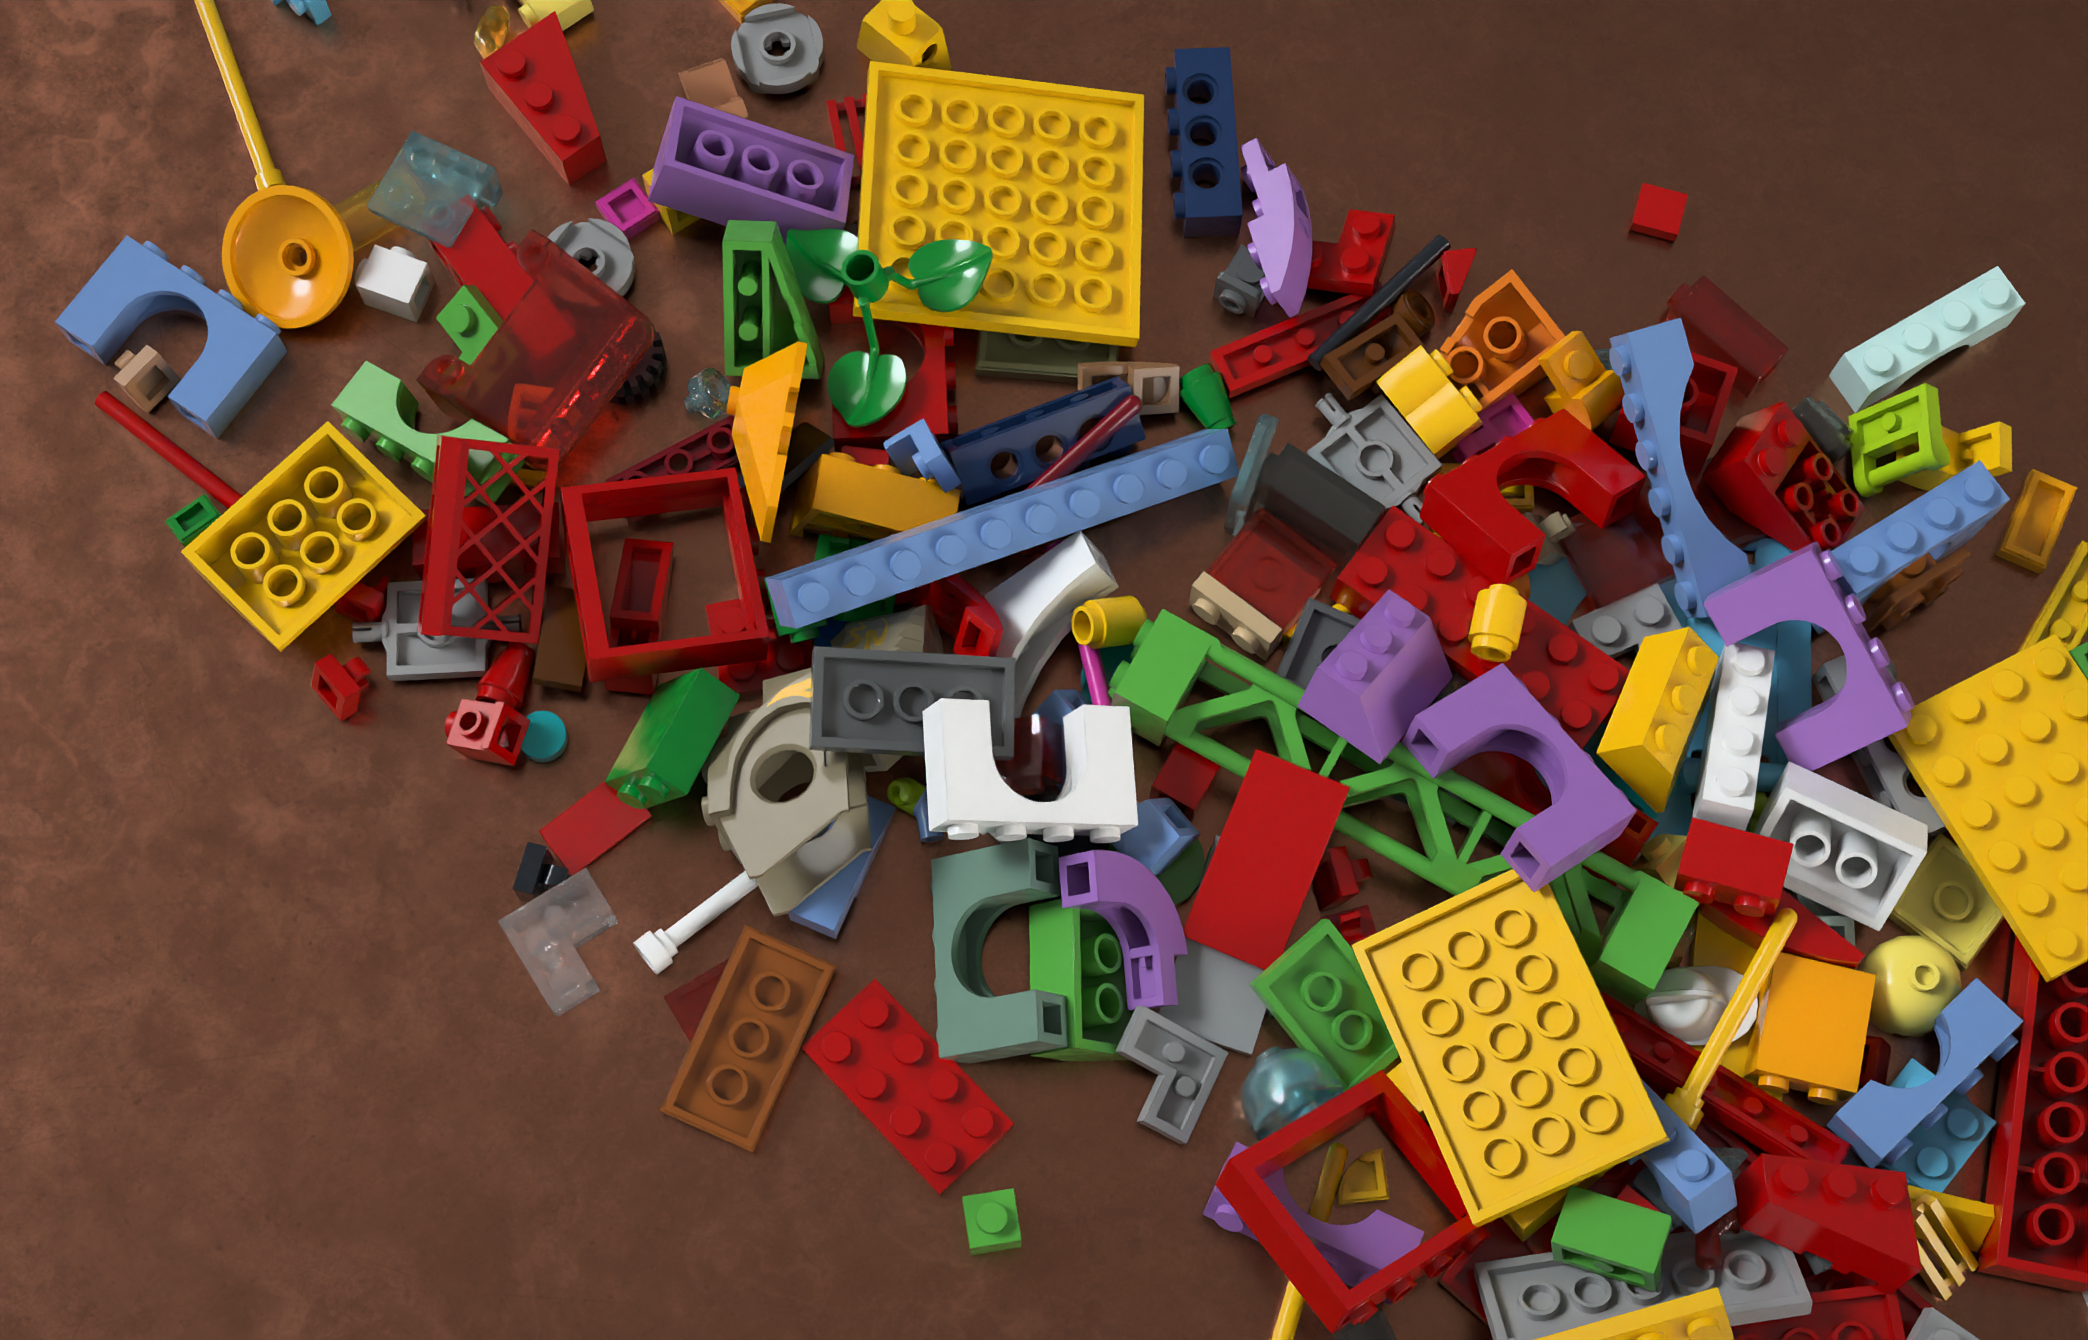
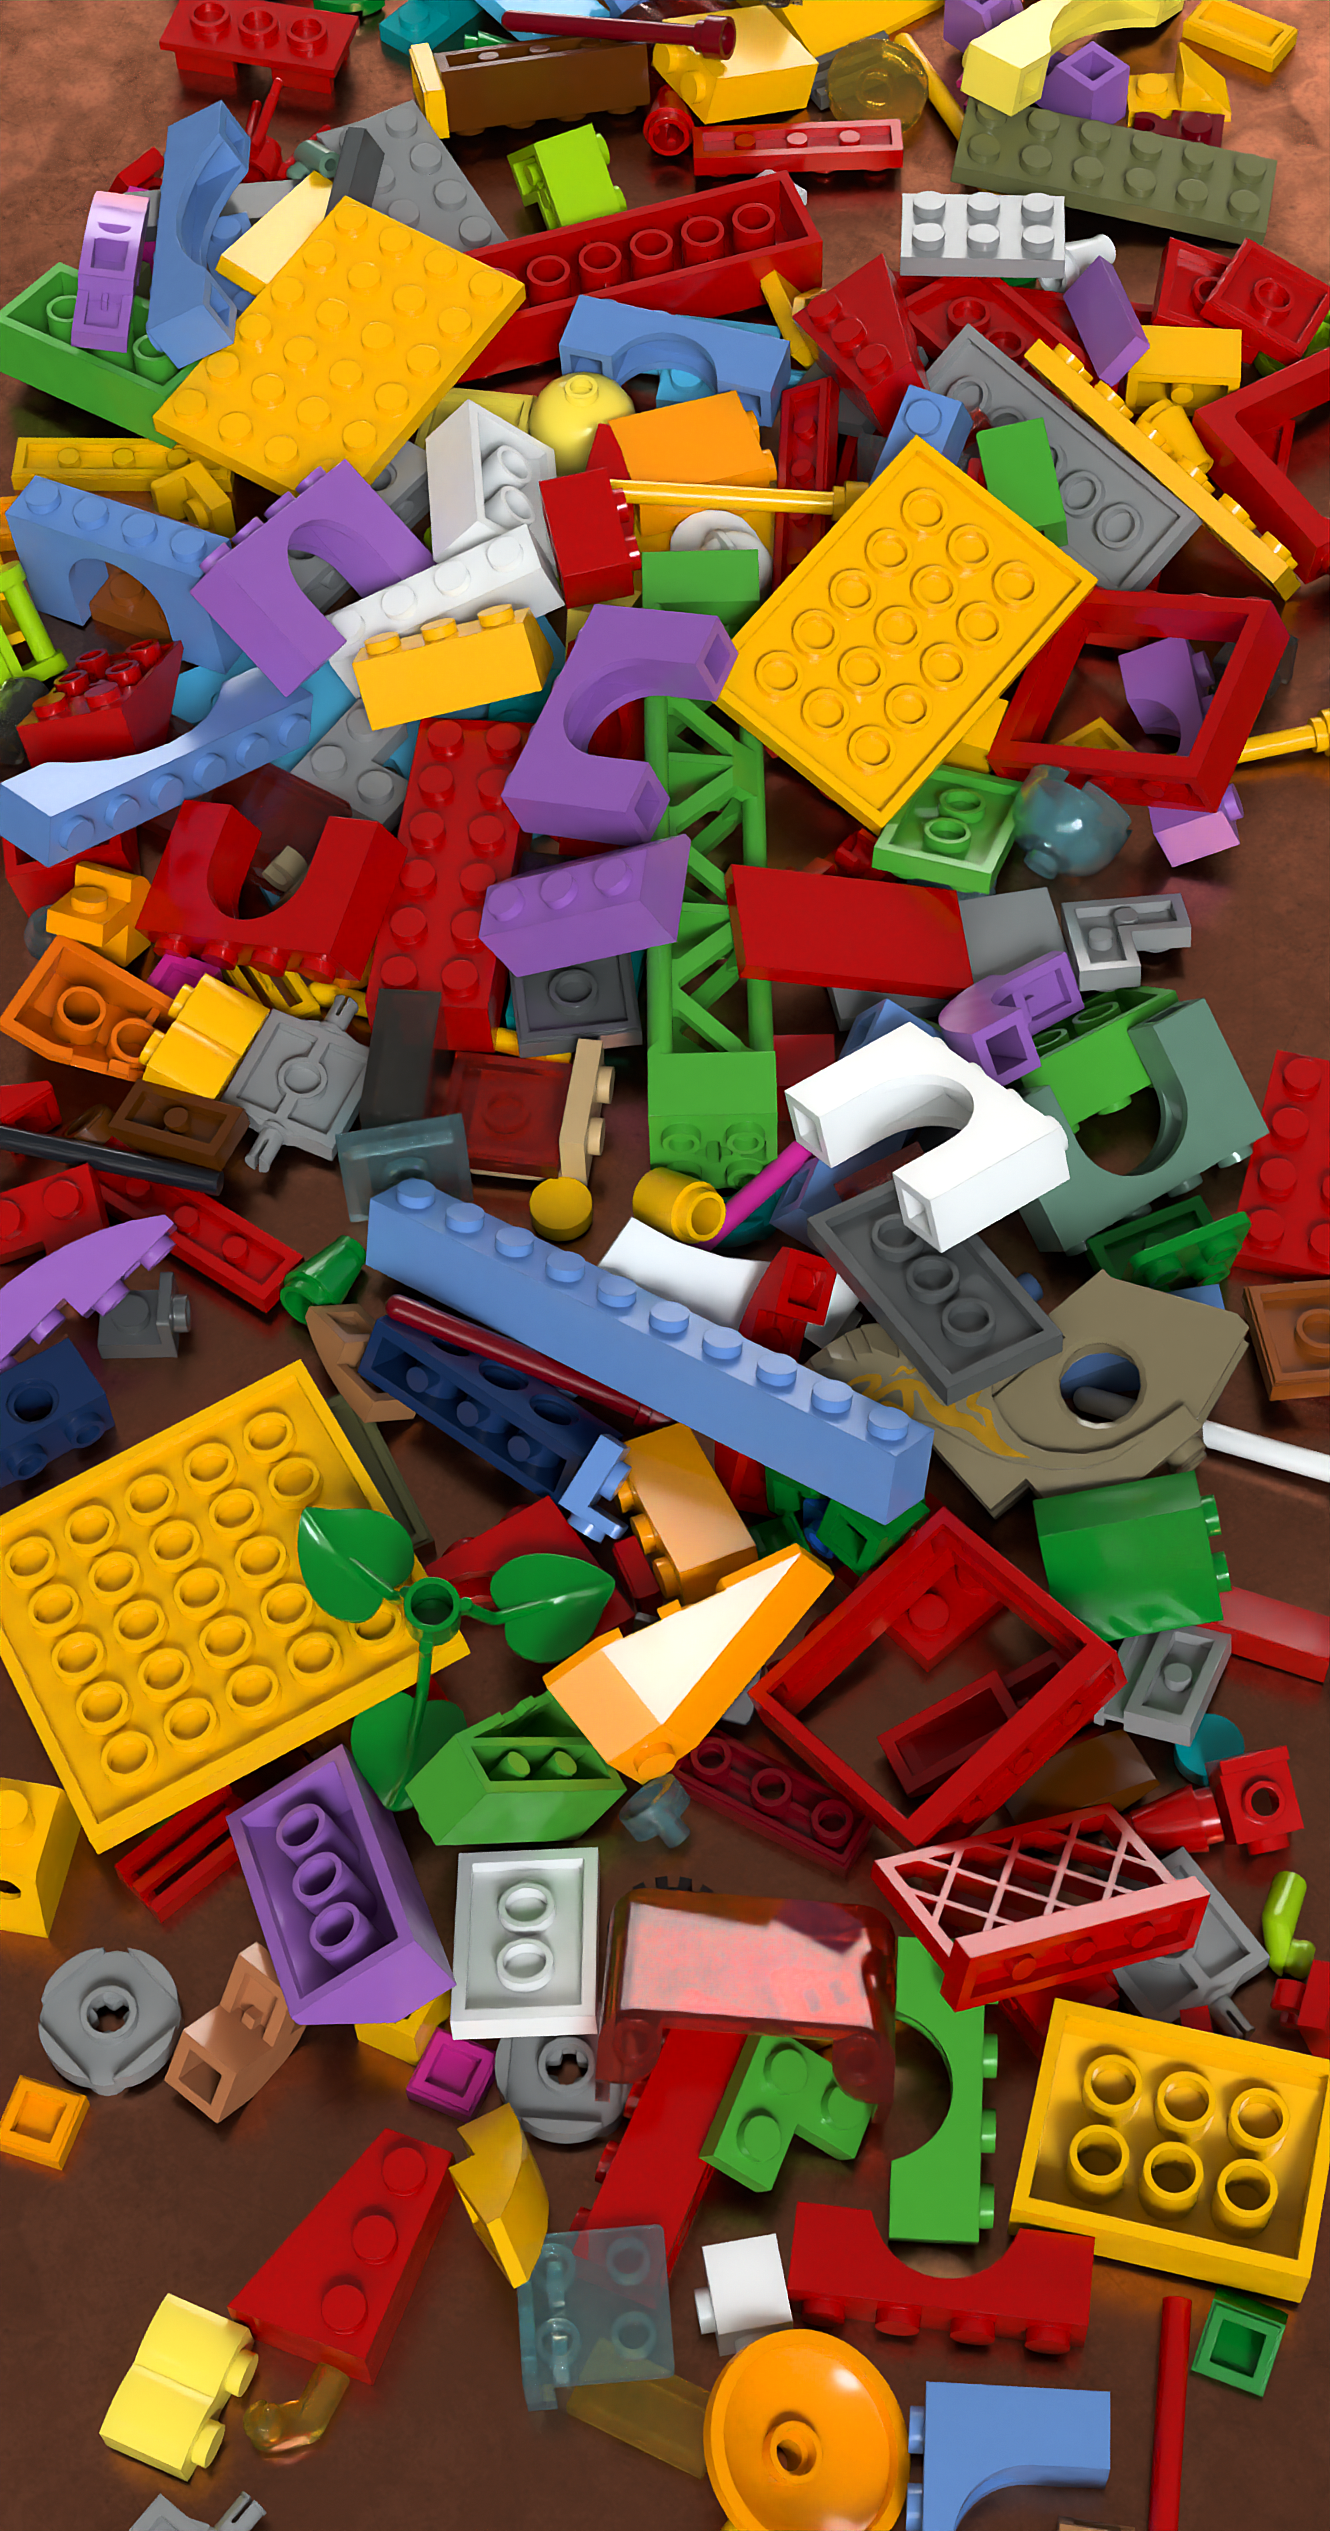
camera: 115 degrees left, 15 degrees down
(372, 334) = (1029, 2294): none -> red arch
(405, 699) = (1279, 1924): none -> lime arm
(518, 171) = (503, 2192): none -> yellow slope
(591, 726) = (1168, 1682): none -> light grey plate
(664, 272) = (526, 1944): none -> white plate
(887, 926) = (1171, 1247): none -> green bracket
(1176, 576) = (561, 1209): none -> yellow tile
(1497, 622) = (455, 823): yellow brick -> none
(1967, 658) = (194, 495): none -> yellow bracket

